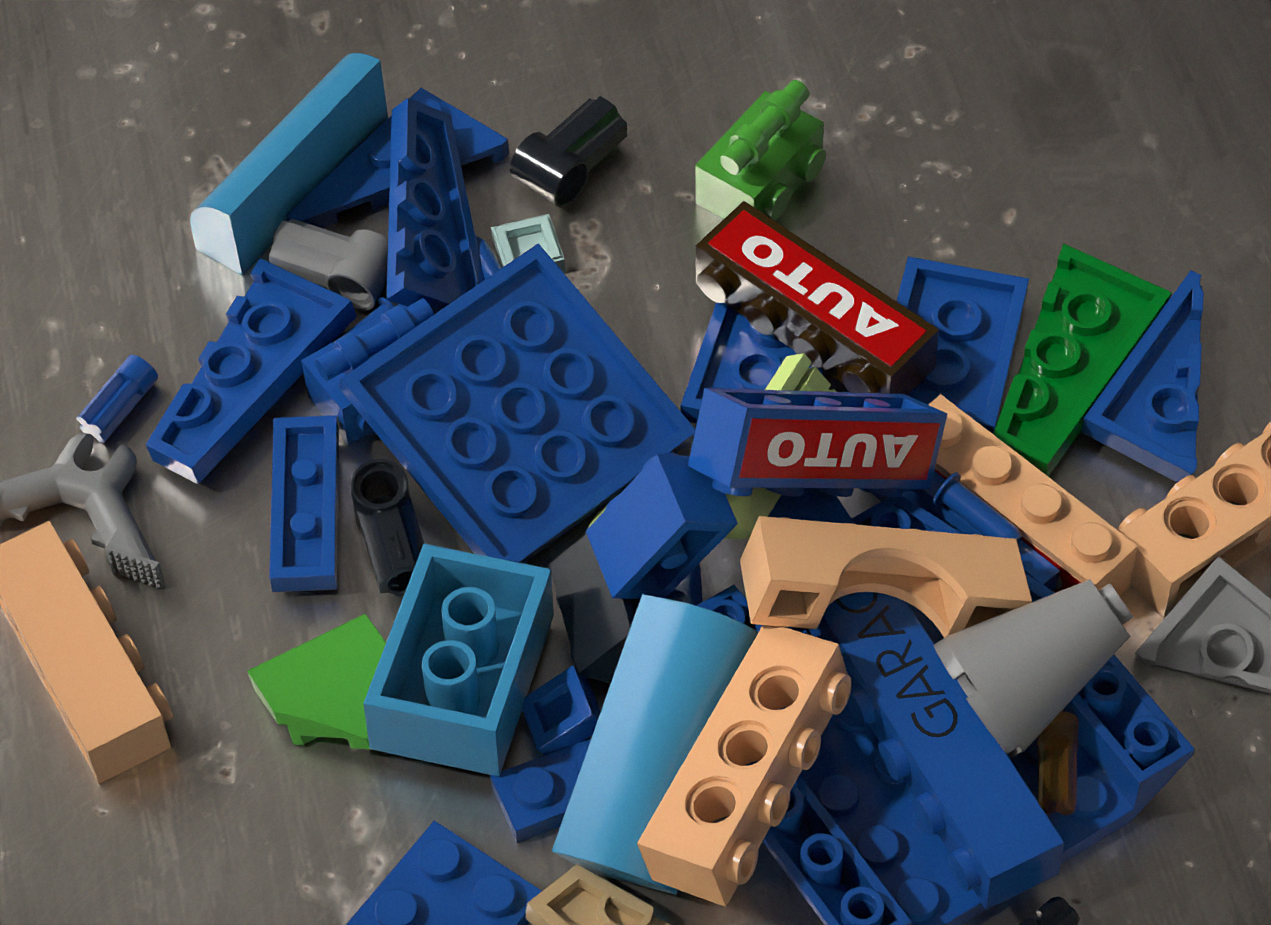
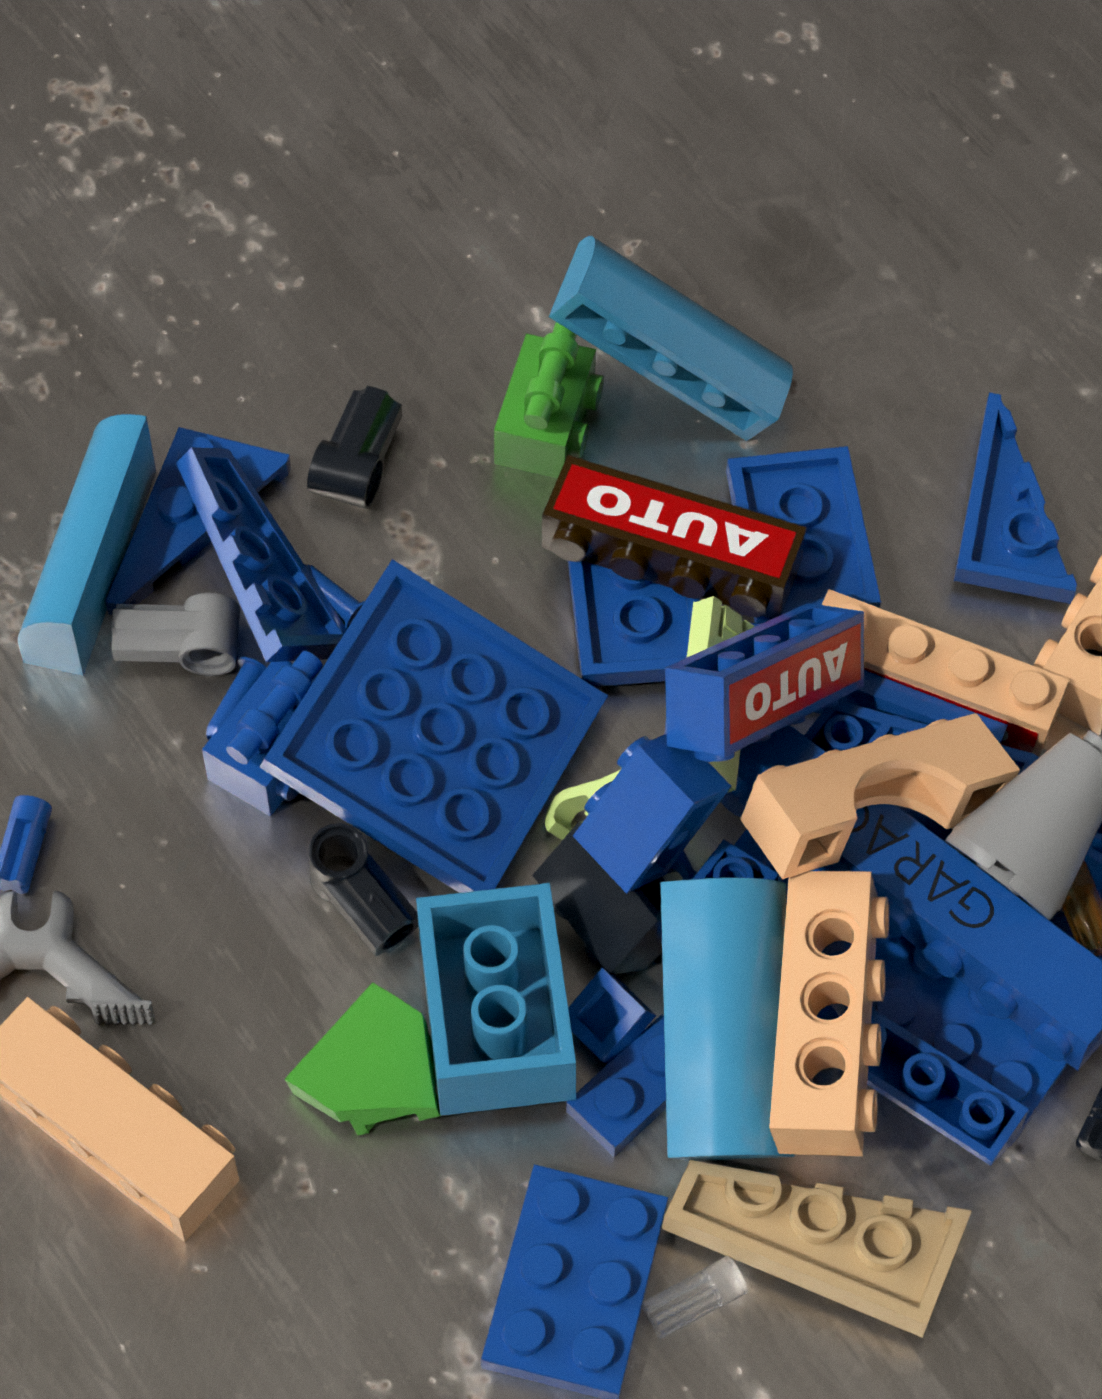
camera: 25 degrees left, 5 degrees up
(247, 368) = (145, 752): blue wing -> none
(304, 504) = (262, 891): blue plate -> none
(519, 236) = (355, 559): light aqua tile -> none
(894, 132) = (671, 340): none -> dark azure brick
(974, 509) = (917, 696): blue piece -> none
(1079, 343) = (918, 502): green wing -> none

